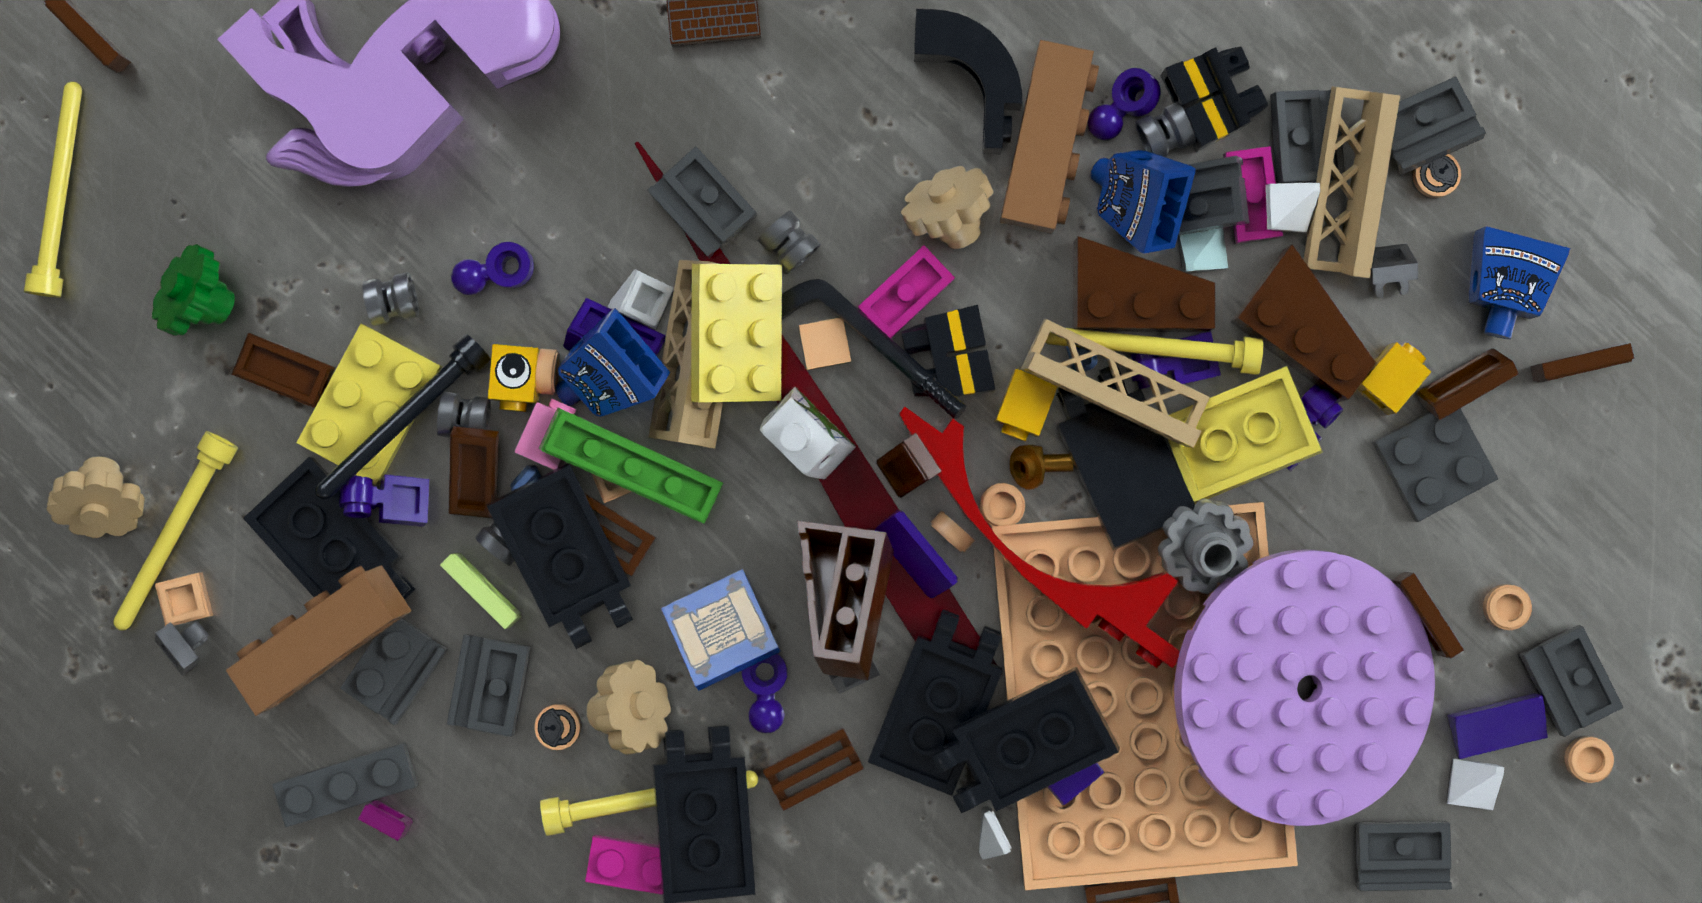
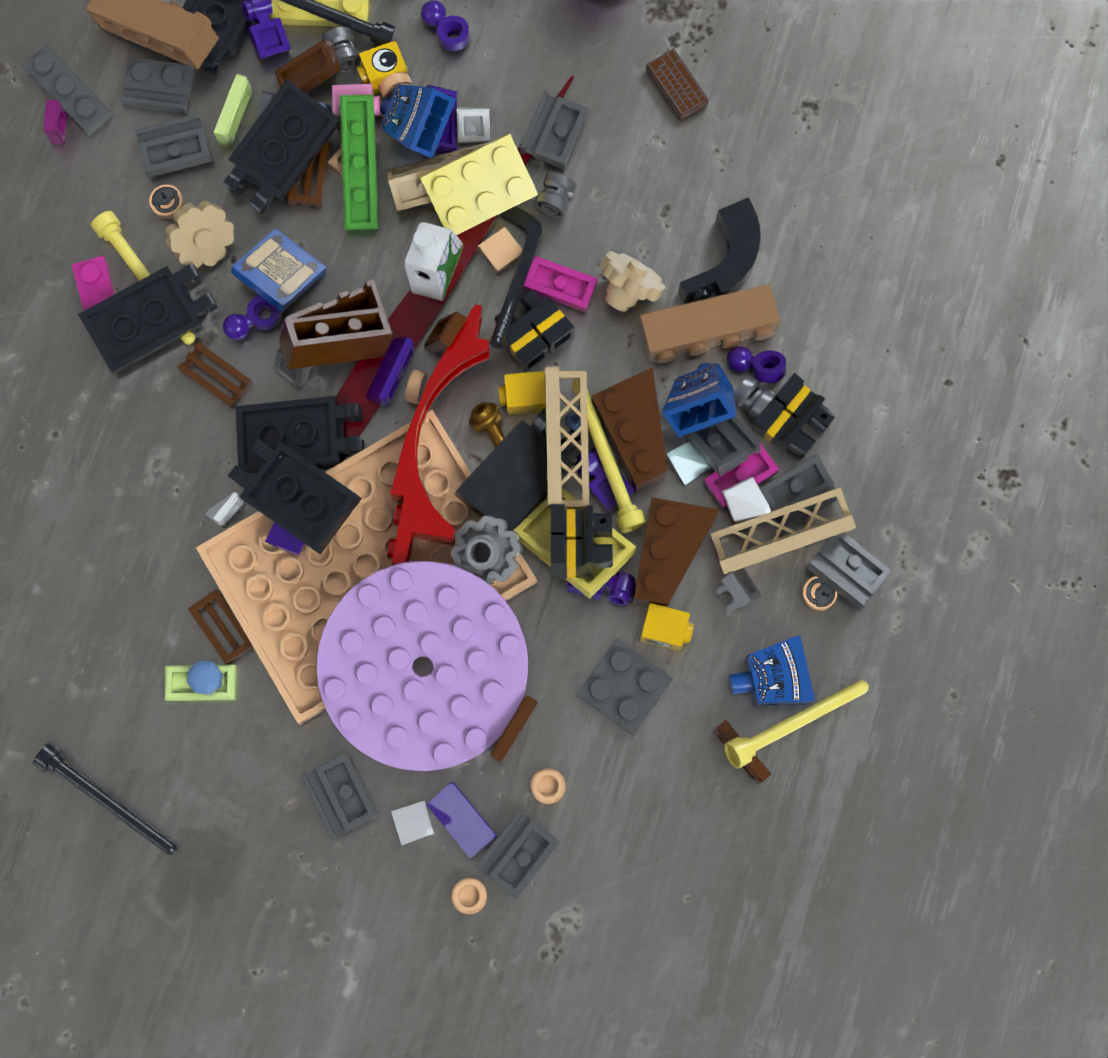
camera: 55 degrees right, 10 degrees down
(1002, 504) = (451, 413): light nougat tile -> none
(1251, 438) = (572, 542): none -> black hips
(1467, 383) = (687, 679): reddish brown tile -> none
(1590, 364) = (741, 750): none -> light yellow piece

